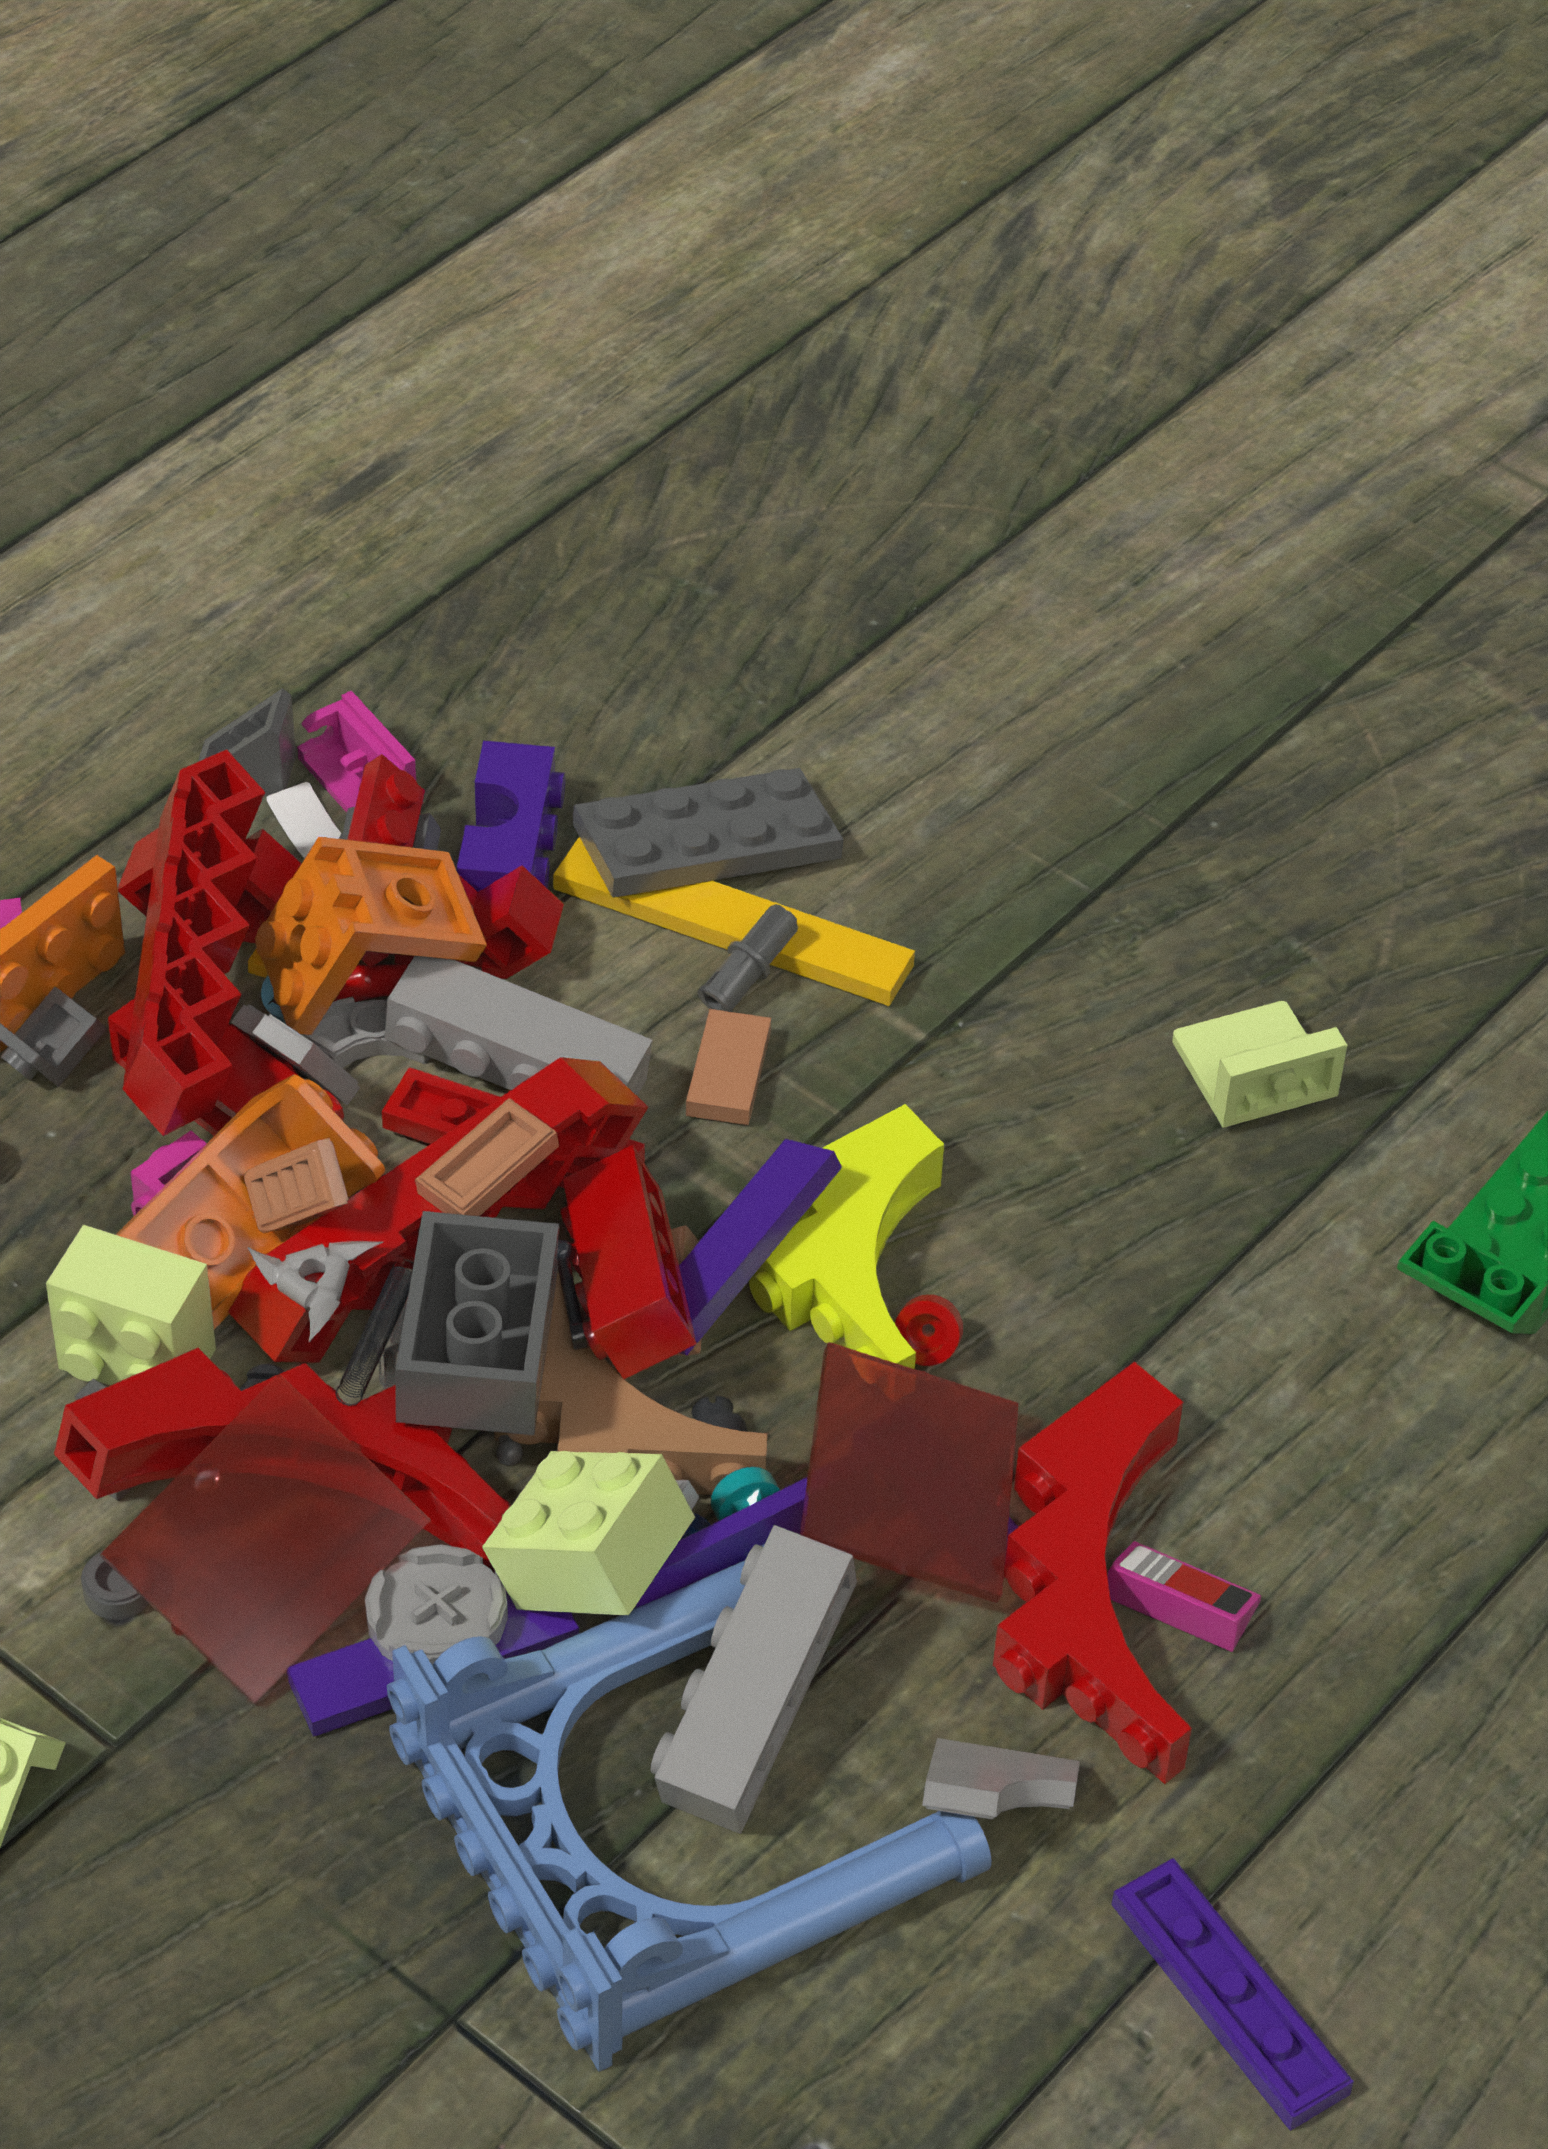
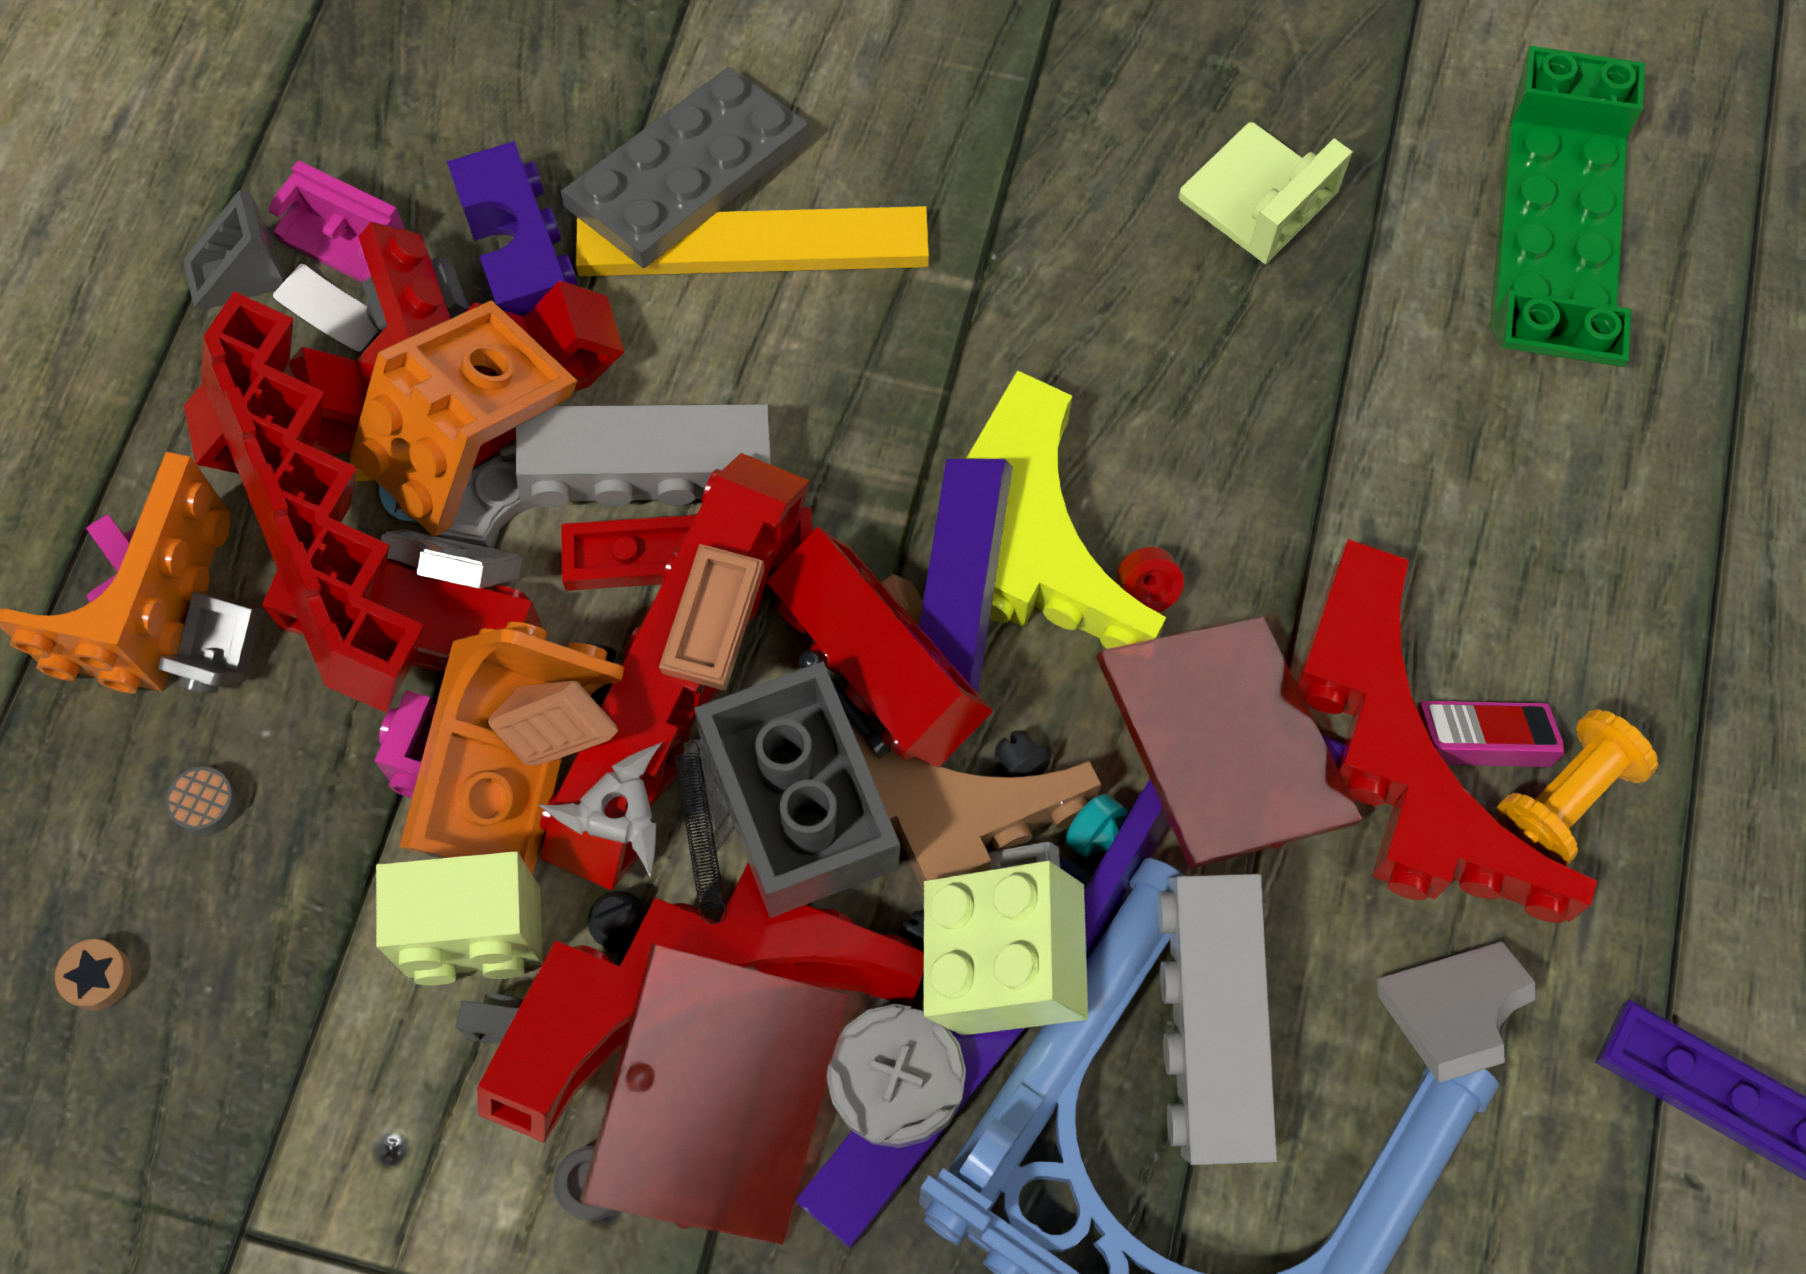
camera: 25 degrees left, 20 degrees up
(728, 1067) = (831, 390): nougat tile -> none
(749, 959) = (795, 280): dark grey axle -> none
(1283, 1646) = (1609, 752): none -> light orange hose

